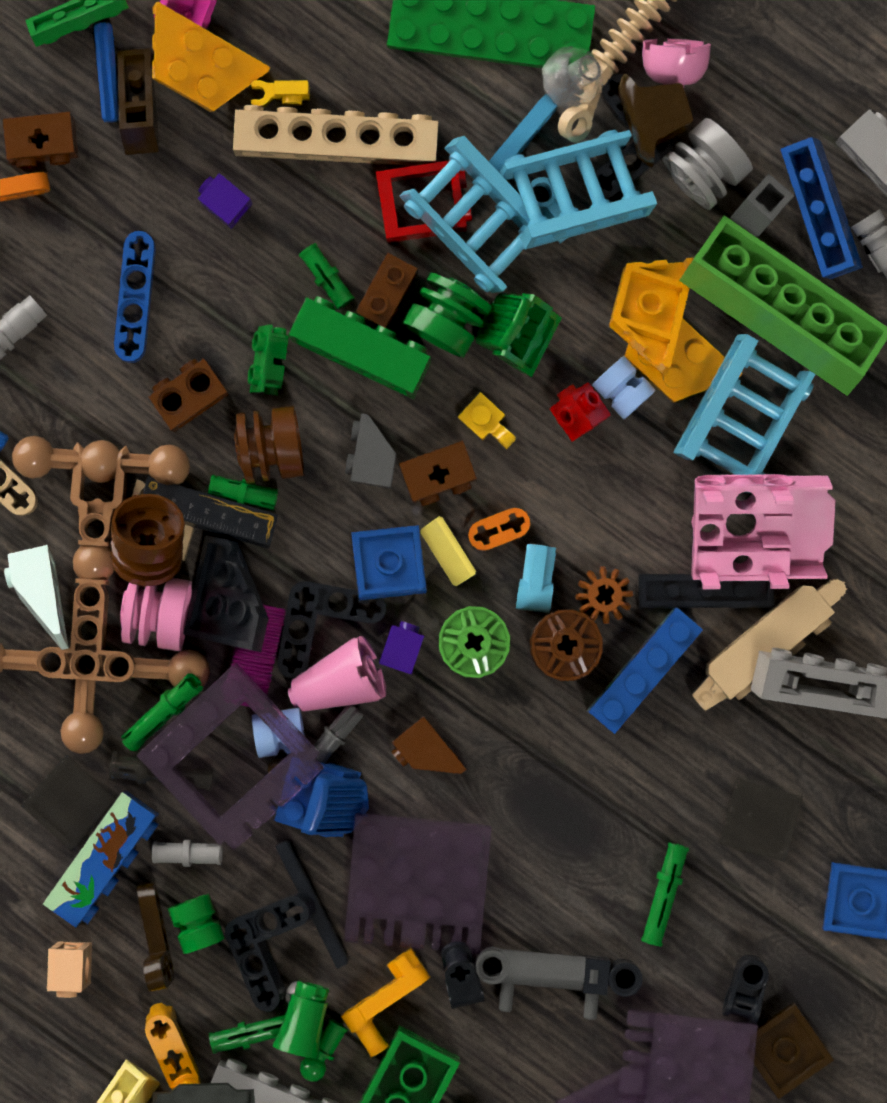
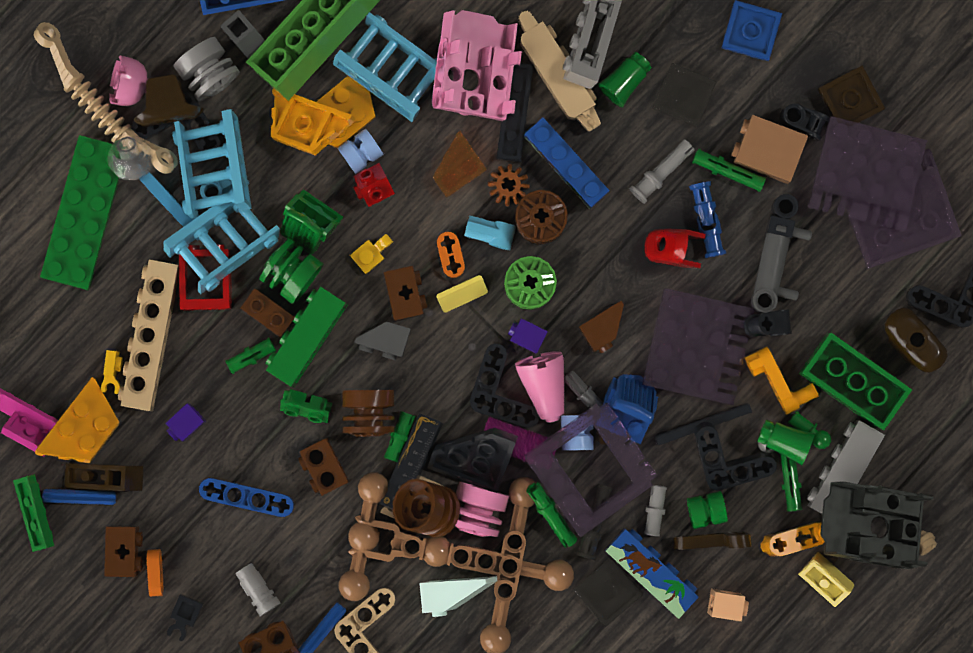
camera: 85 degrees left, 0 degrees up
(388, 562) = (464, 337): blue tile -> none
(549, 834) = (675, 247): none -> red piece
(595, 872) = (707, 218): none -> blue piece
(620, 523) = (458, 166): none -> clear orange wing
(640, 794) = (654, 178): none -> light grey pin
(701, 946) = (769, 149): none -> medium nougat brick
(770, 736) = (625, 79): none -> green plant

